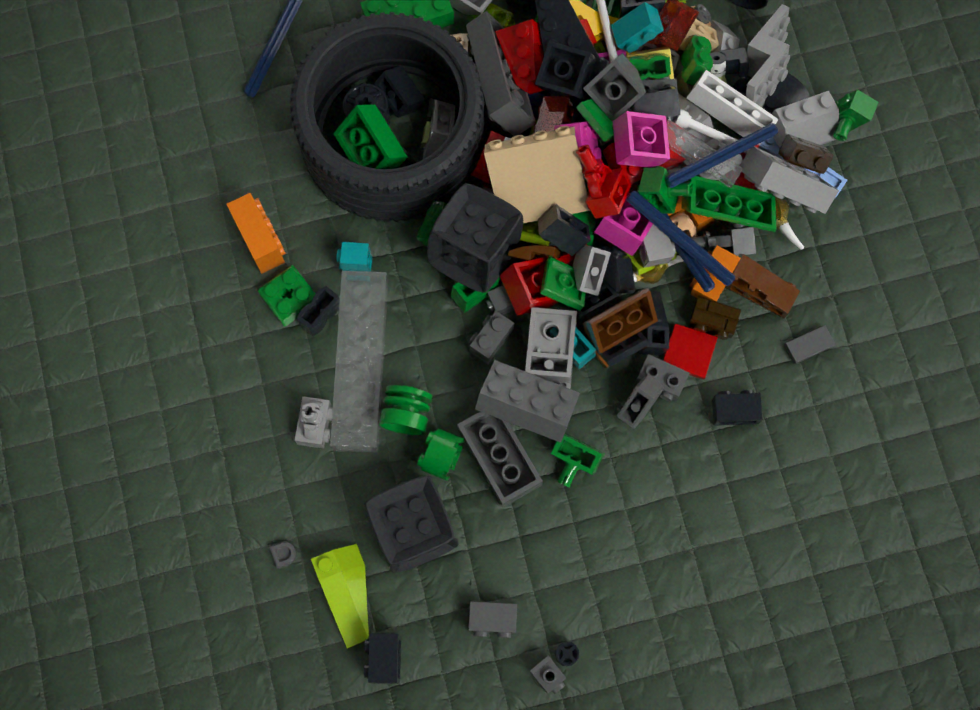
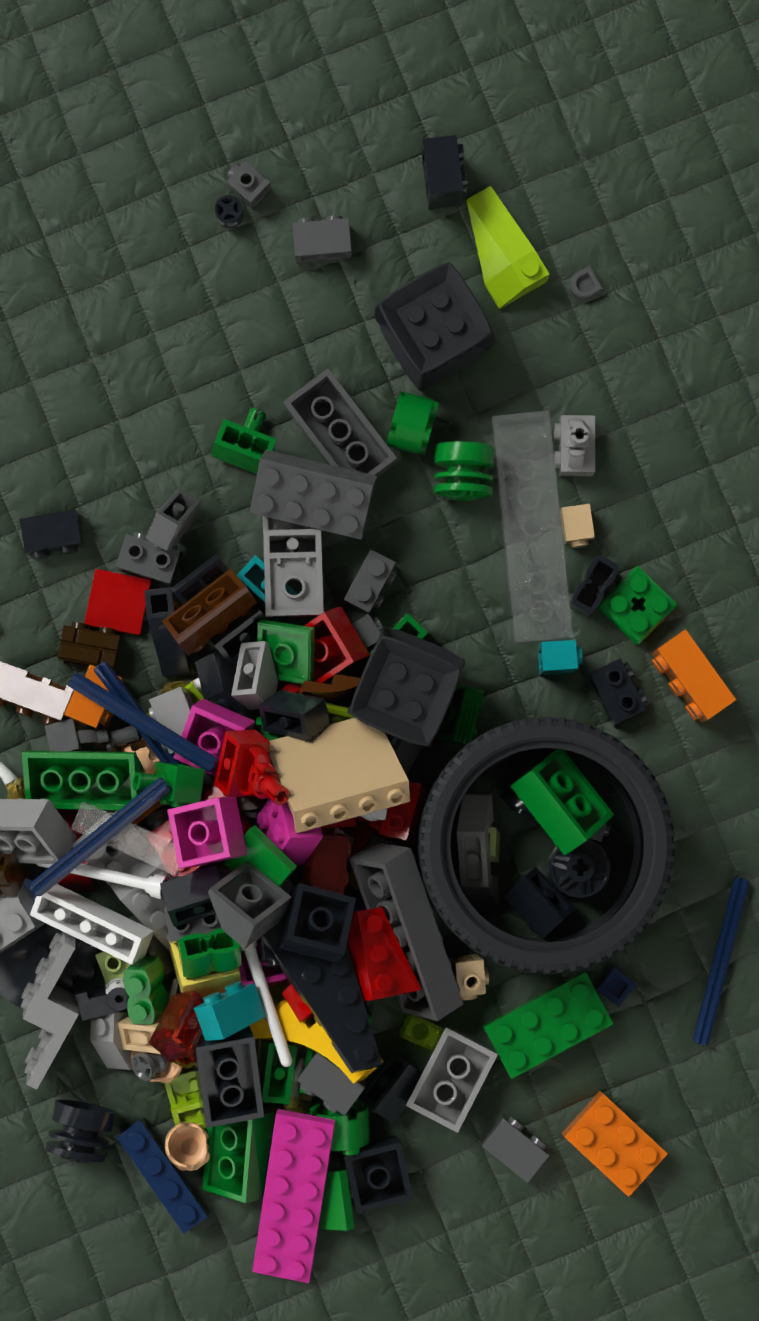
camera: 170 degrees right, 10 degrees up
(315, 234) = (617, 691): none -> black brick
(323, 361) = (577, 525): none -> tan brick

